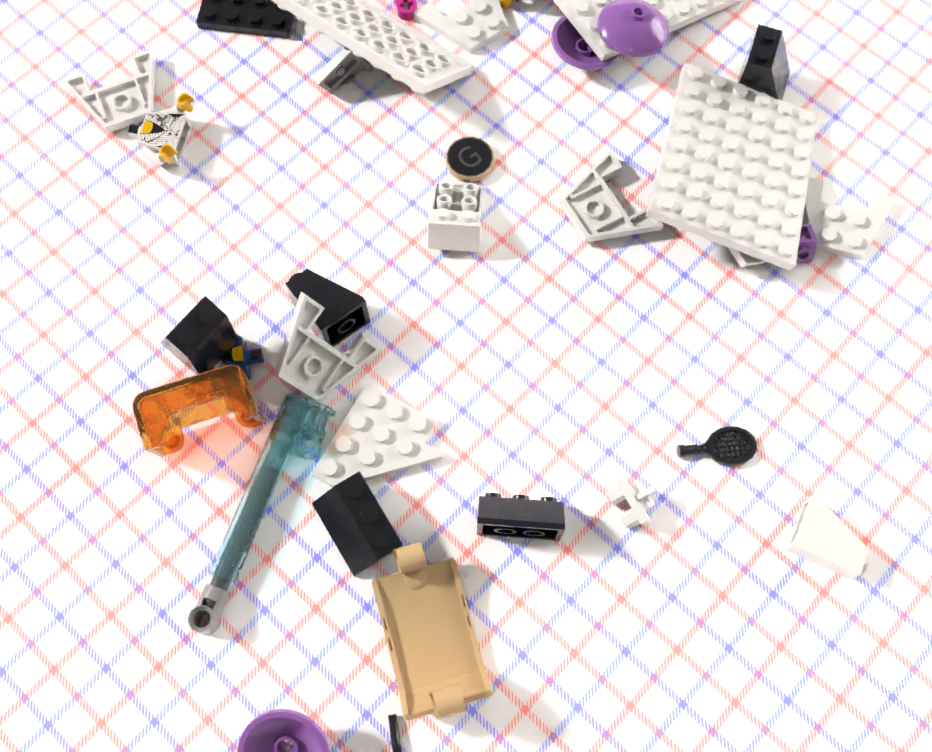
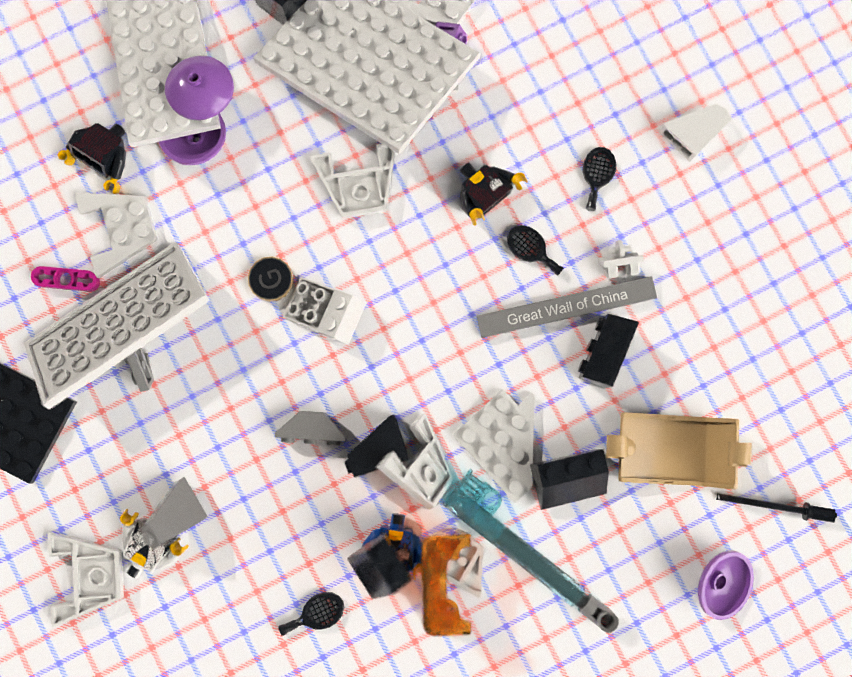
camera: 75 degrees left, 15 degrees up
(115, 290) = (292, 625): none -> black piece
(198, 141) = (173, 515): none -> light grey slope
(224, 443) = (468, 569): none -> white wing
(328, 241) = (311, 427): none -> light grey slope
(557, 464) = (566, 307): none -> light grey tile
(594, 436) = (556, 268): none -> black piece
(649, 328) = (486, 189): none -> torso

